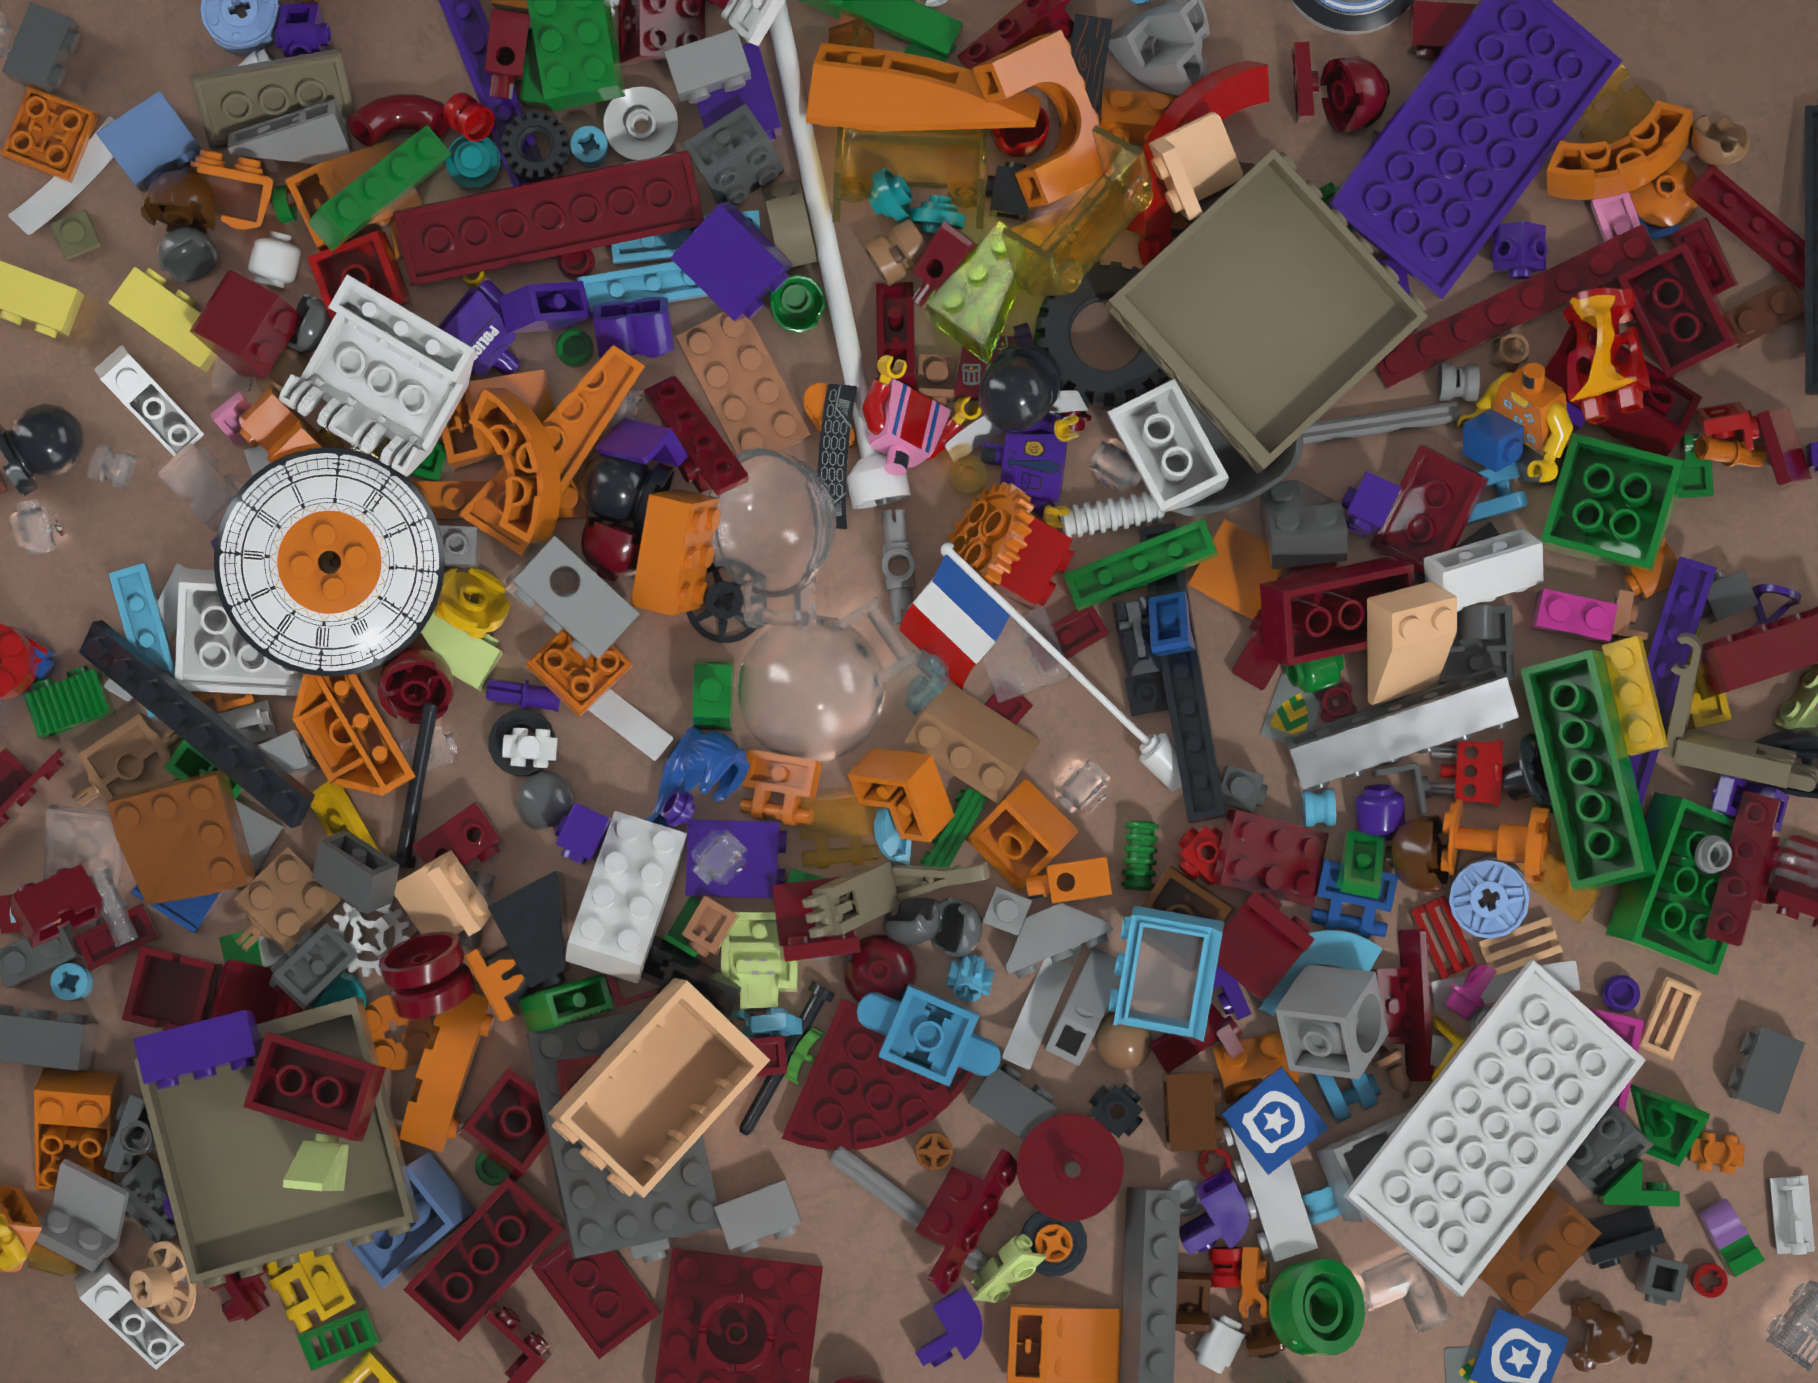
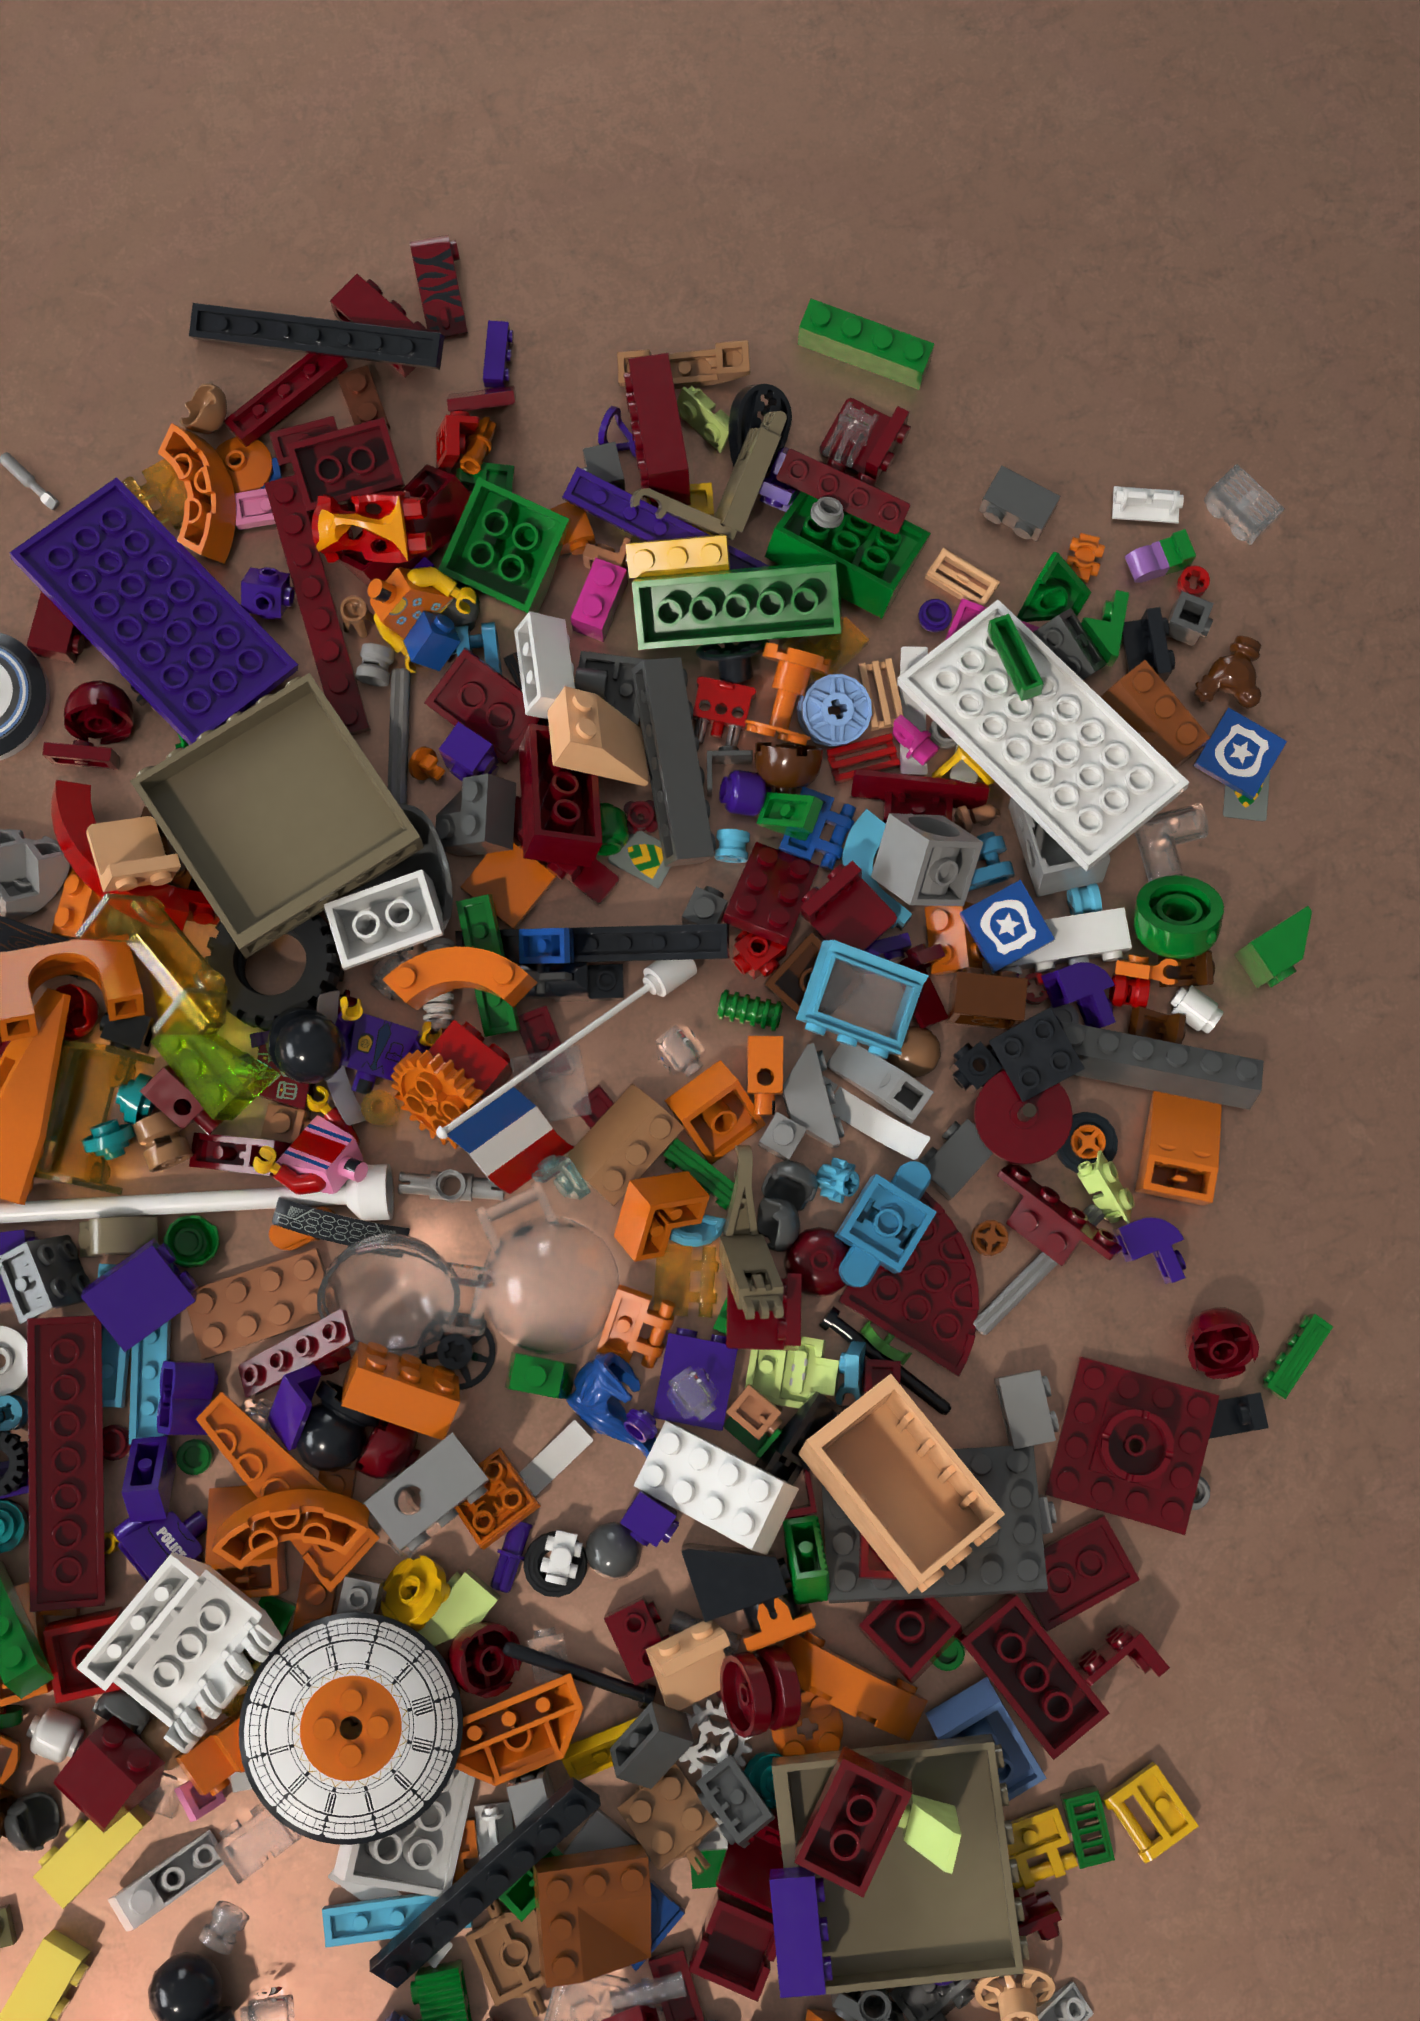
camera: 80 degrees left, 5 degrees down
(1129, 529) = (458, 967): none -> orange brick
(1137, 1171) = (1036, 1054): none -> black hinge
(1355, 456) = (424, 764): none -> orange plate
(1575, 1086) = (1015, 657): none -> green piece

